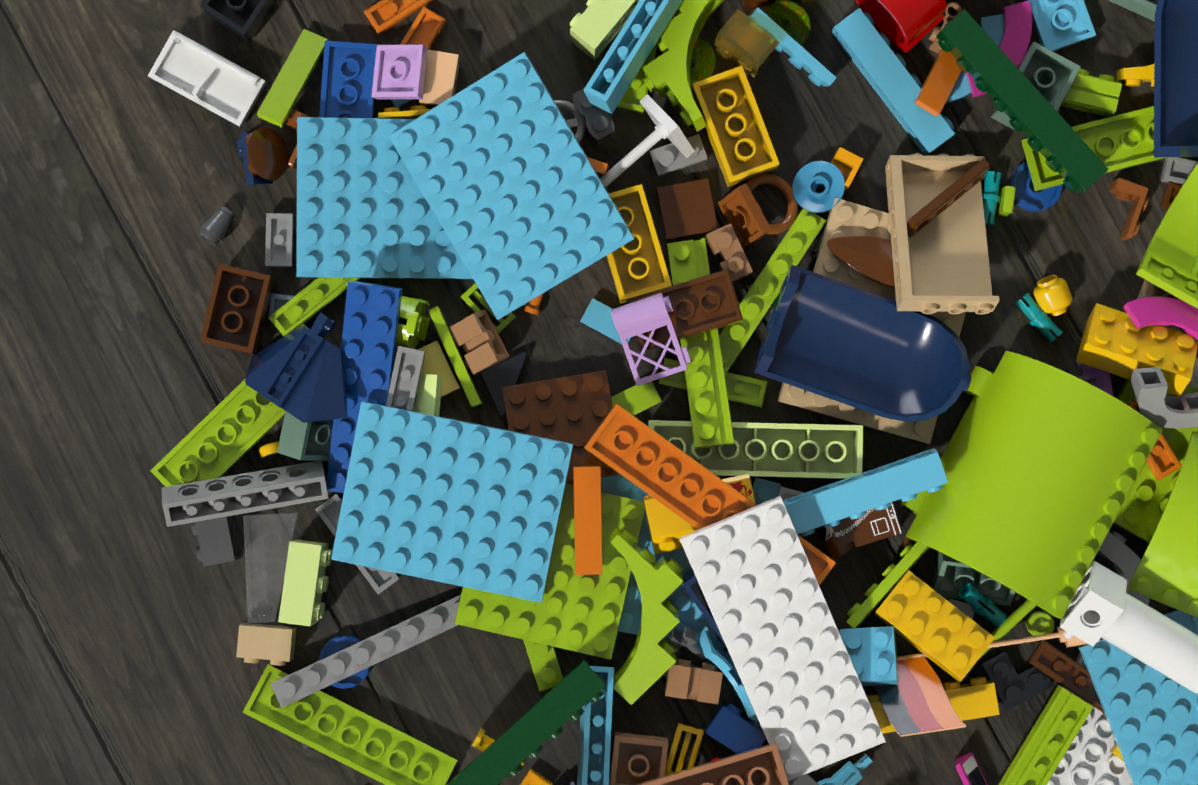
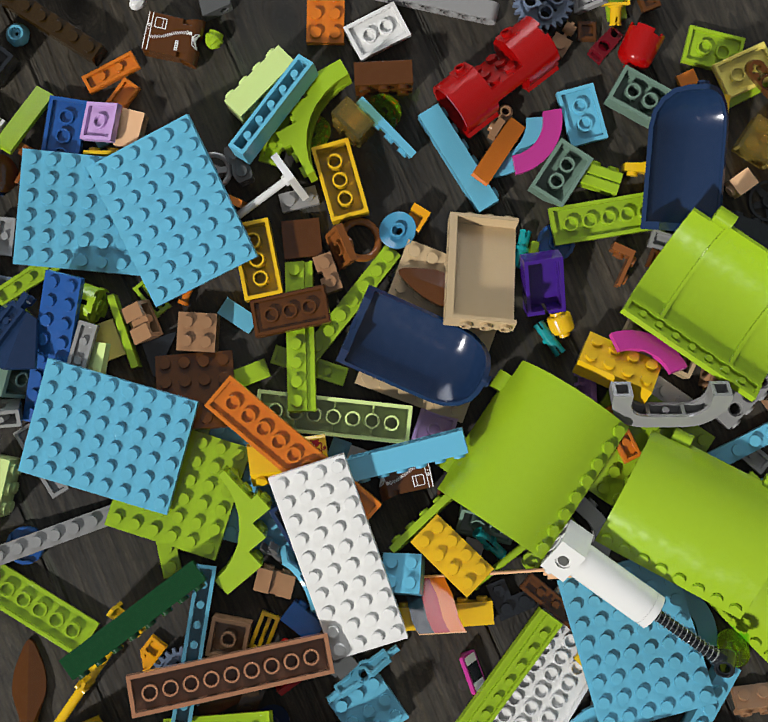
camera: 10 degrees right, 0 degrees up
(557, 349) = (198, 332): none -> medium nougat brick
(587, 520) = (205, 458): orange tile -> none
(643, 317) = (261, 313): lavender piece -> none
(888, 448) = (432, 423): none -> lavender plate
(947, 197) = (488, 245): reddish brown tile -> none
(1021, 103) = (547, 180): dark green brick -> none
(1025, 242) = (543, 282): none -> dark purple piece

